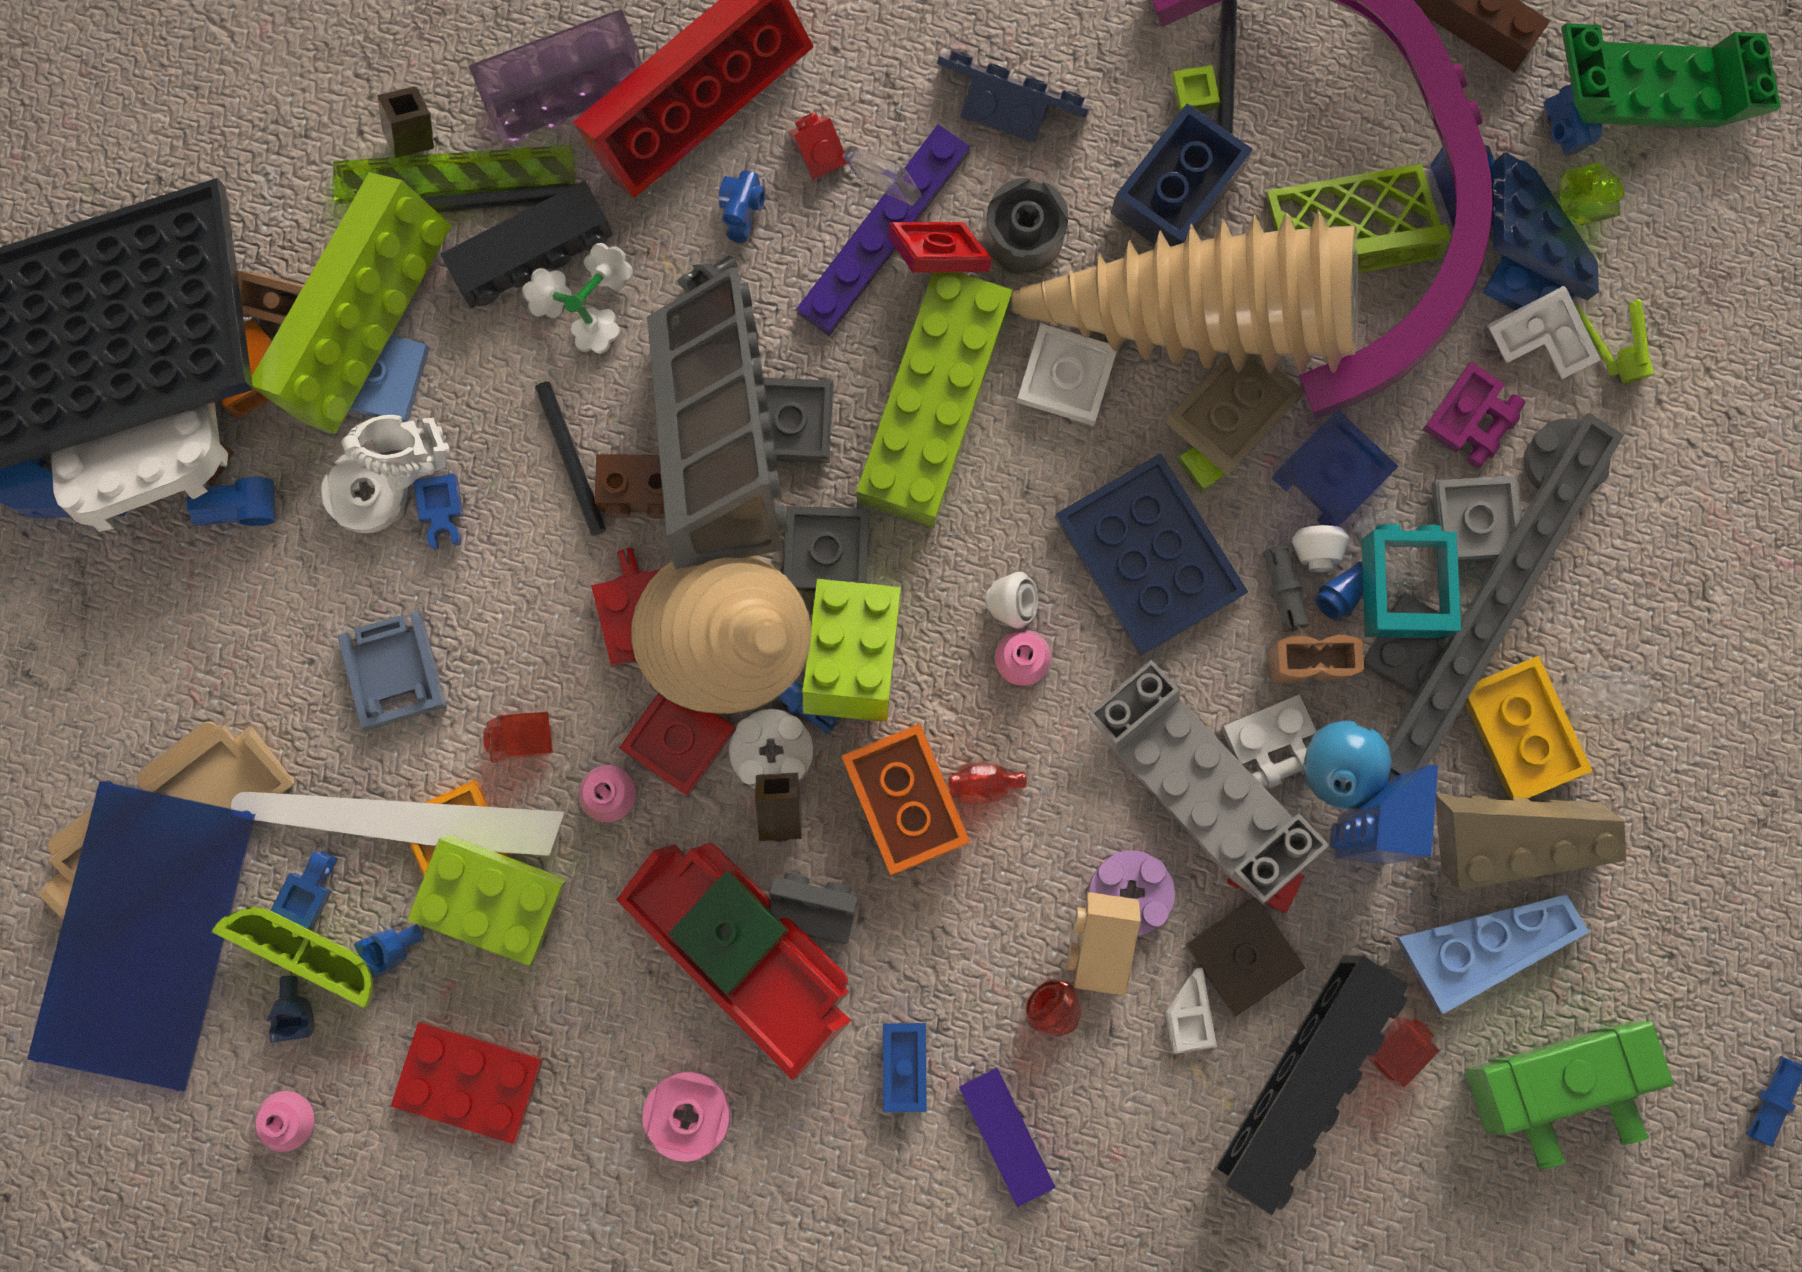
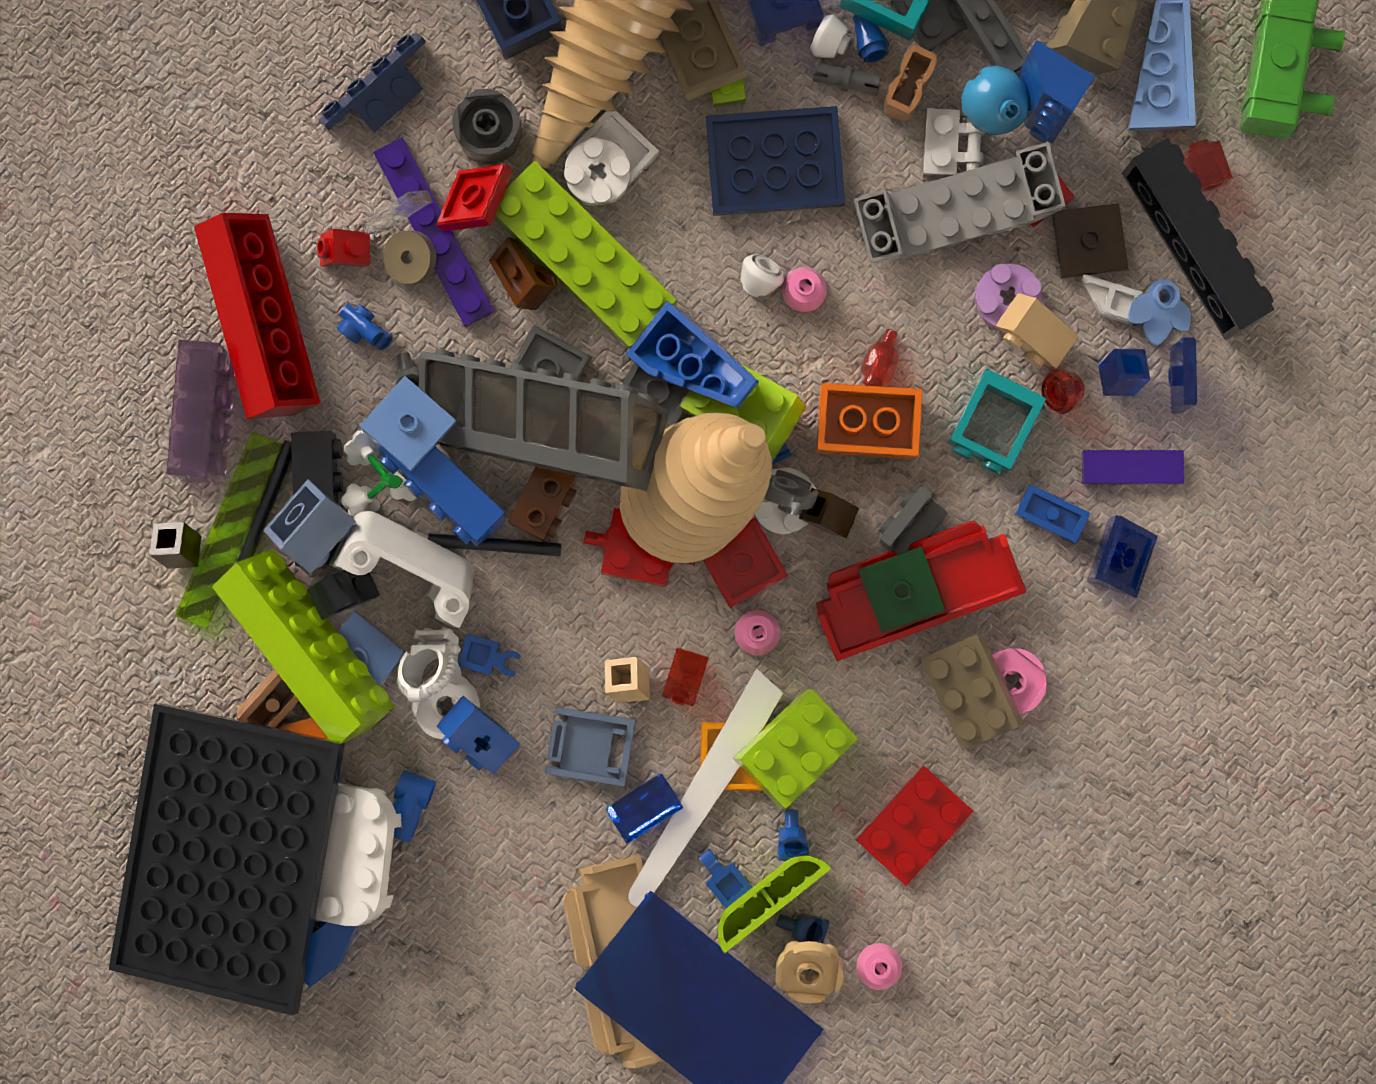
camera: 60 degrees left, 5 degrees up
(256, 1049) = (809, 955): none -> tan plate
(340, 537) = (477, 735): none -> blue brick
(346, 762) = (644, 808): none -> clear blue slope
(436, 318) = (342, 592): none -> black plate
(479, 239) = (310, 527): none -> sand blue brick
(480, 671) = (627, 680): none -> tan brick
(504, 367) = (379, 537): none -> white windscreen
(600, 363) = (450, 495): none -> blue slope
(643, 287) = (407, 424): none -> medium blue plate
(650, 1073) = (972, 691): none -> dark tan plate
(775, 743) = (790, 492): none -> dark grey plate
(850, 227) = (396, 257): none -> dark tan piece
(873, 347) = (524, 282): none -> reddish brown plate
(875, 562) = (689, 357): none -> blue wedge
(893, 1176) = (1122, 556): none -> clear blue slope
(1022, 948) = (1010, 391): none -> teal window
(1023, 345) = (595, 153): none -> white plate
(1110, 1070) = (1124, 372): none -> clear blue brick
(1140, 1142) = (1183, 375): none -> clear blue plate
(1197, 1079) = (1159, 316): none -> light blue plate

